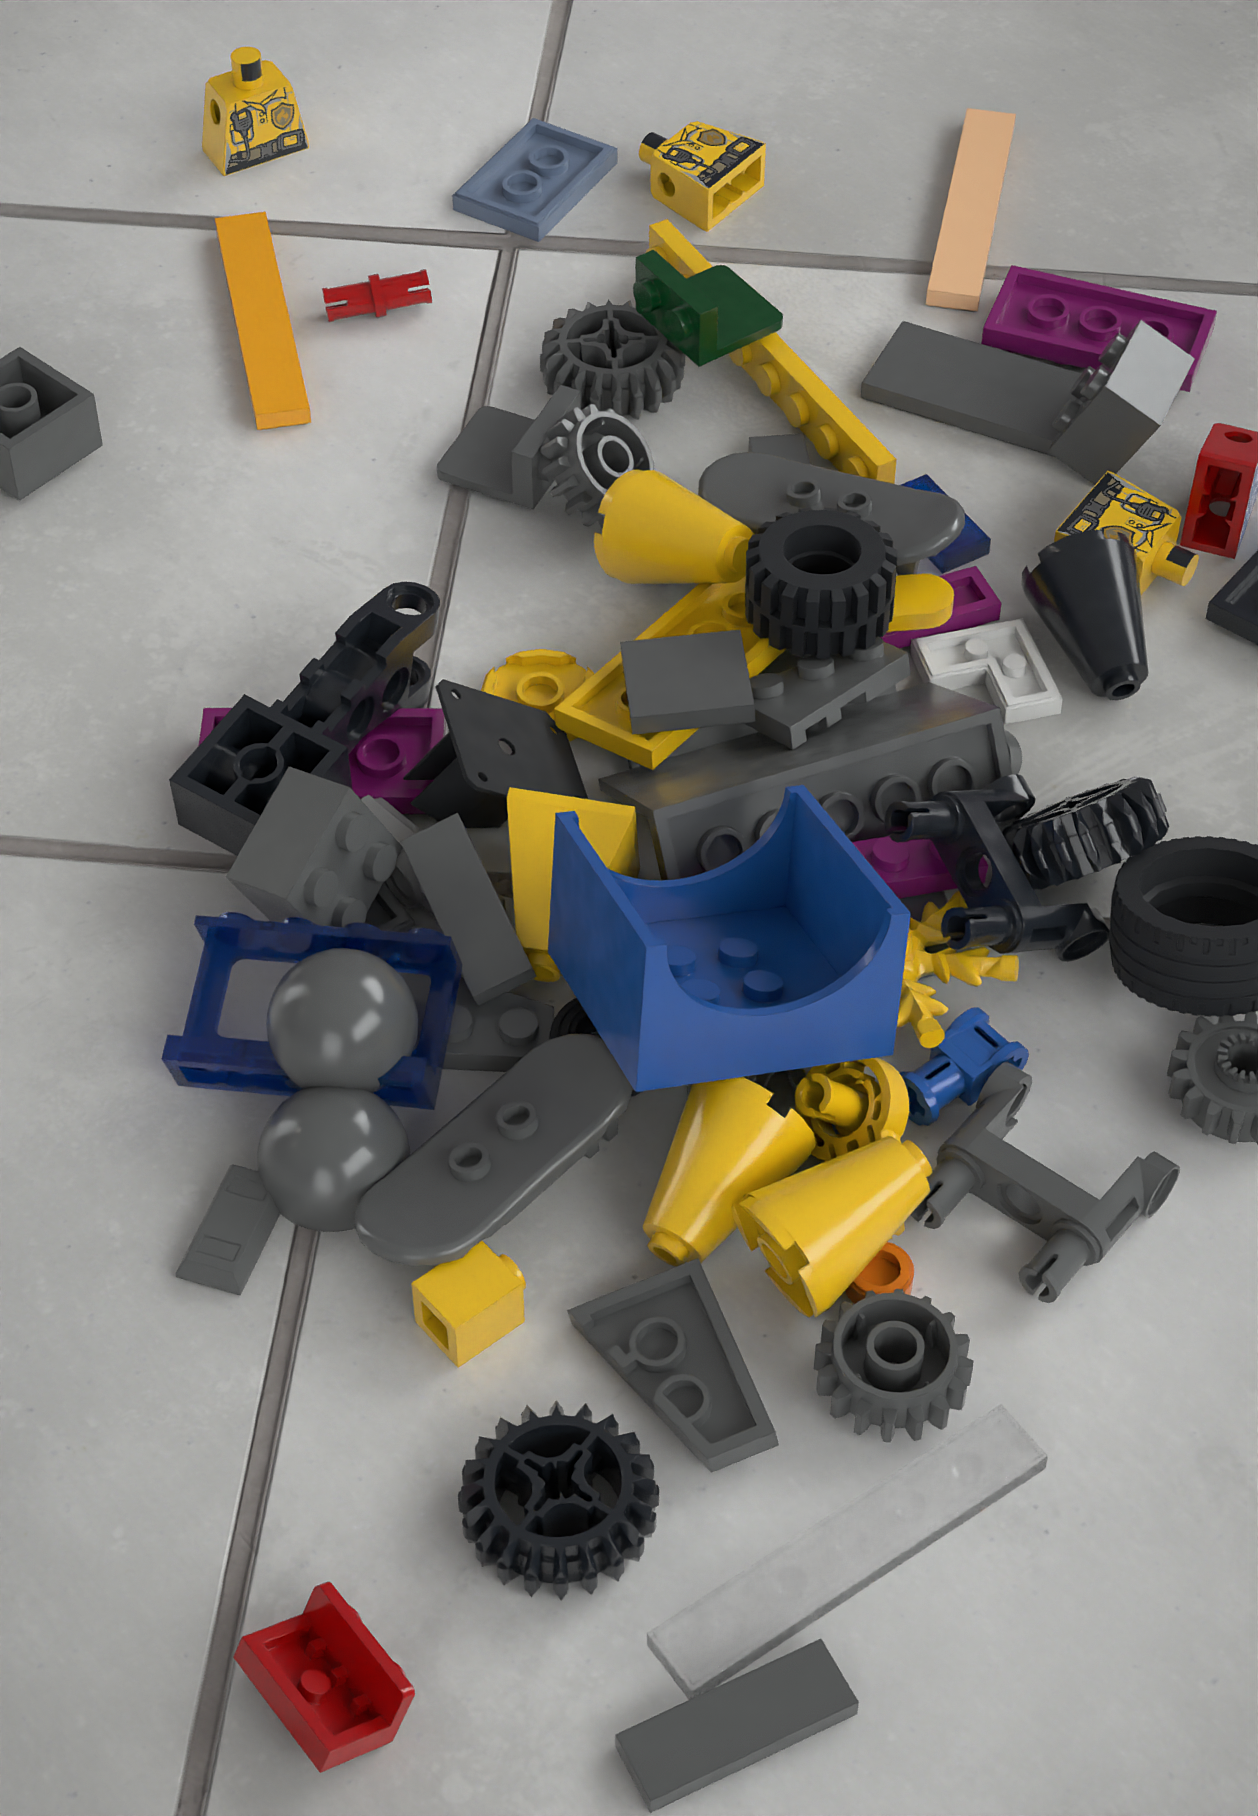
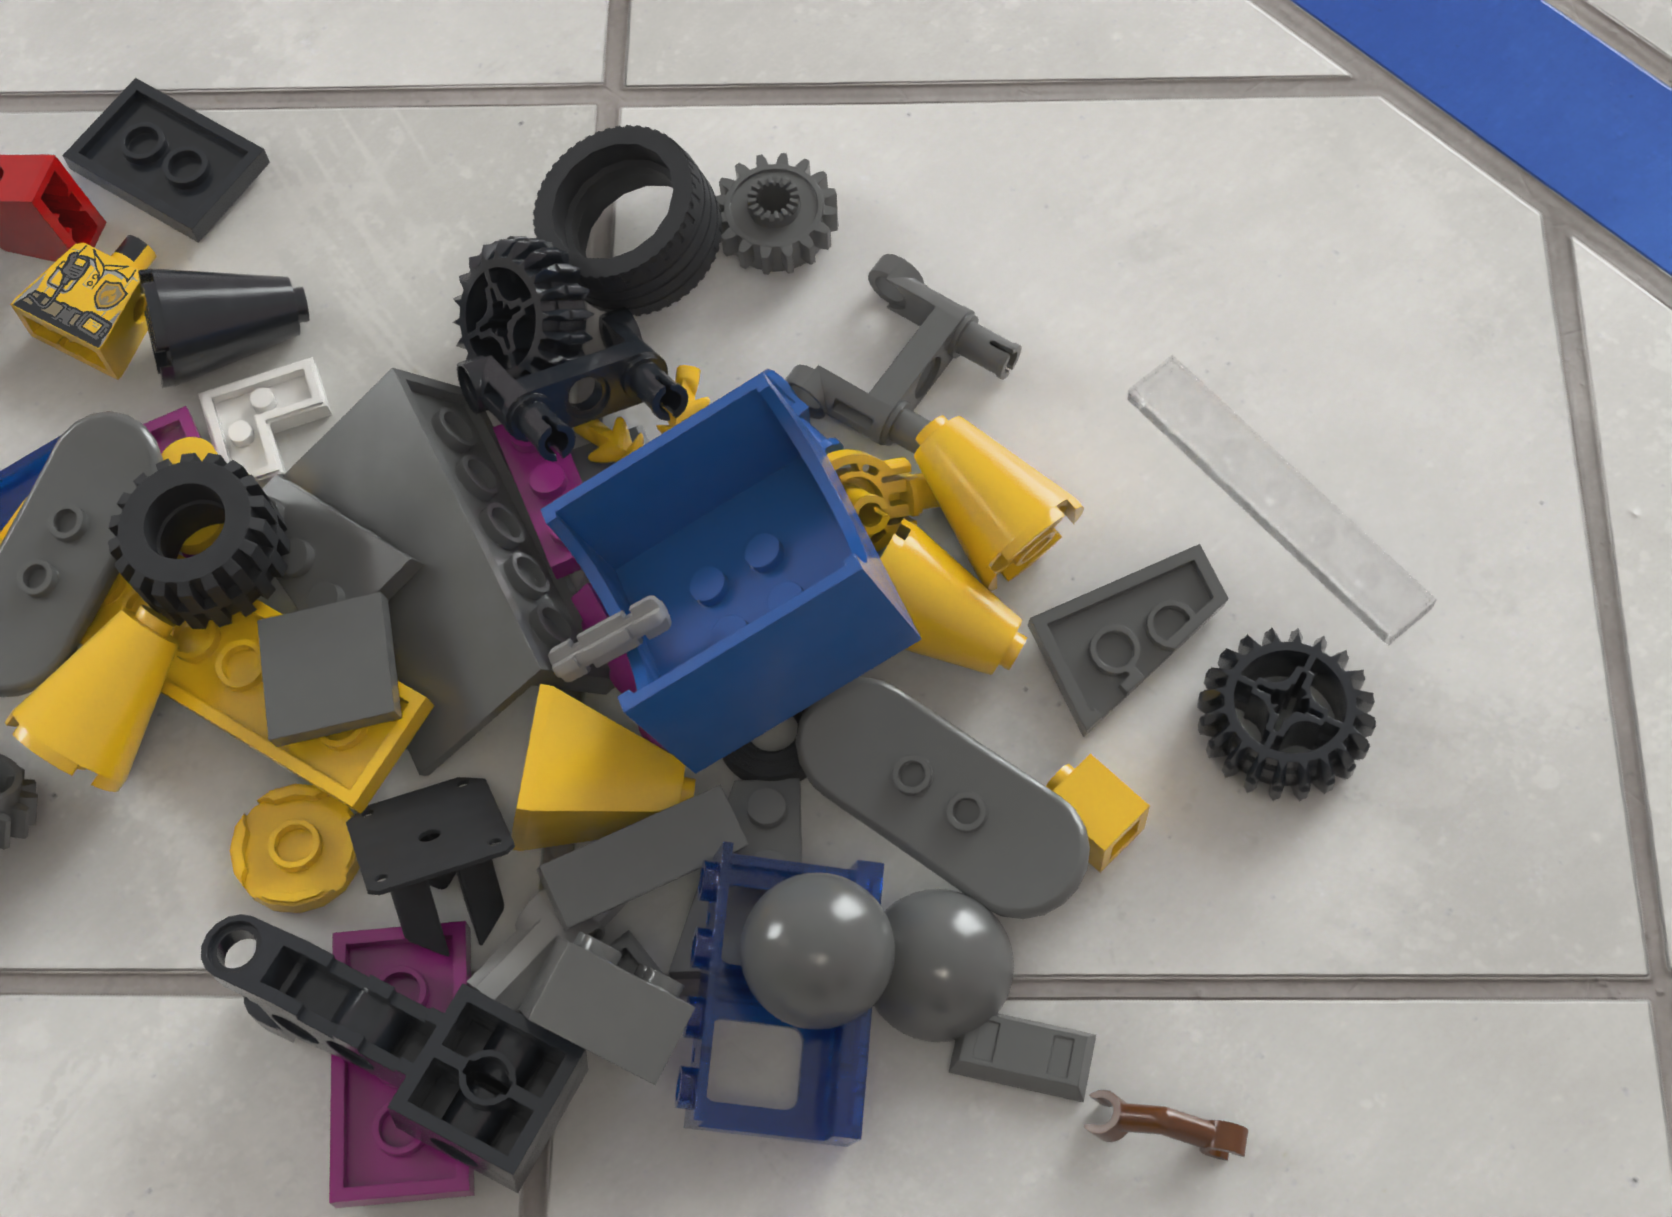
camera: 90 degrees left, 15 degrees up
(107, 1370) = (1213, 1137): none -> reddish brown arm
(328, 1680) = (1496, 879): red bracket -> none
(677, 860) = (610, 638): none -> light grey axle
(736, 1725) = (1454, 568): dark grey tile -> none
(859, 1370) = (1119, 436): dark grey gear -> none

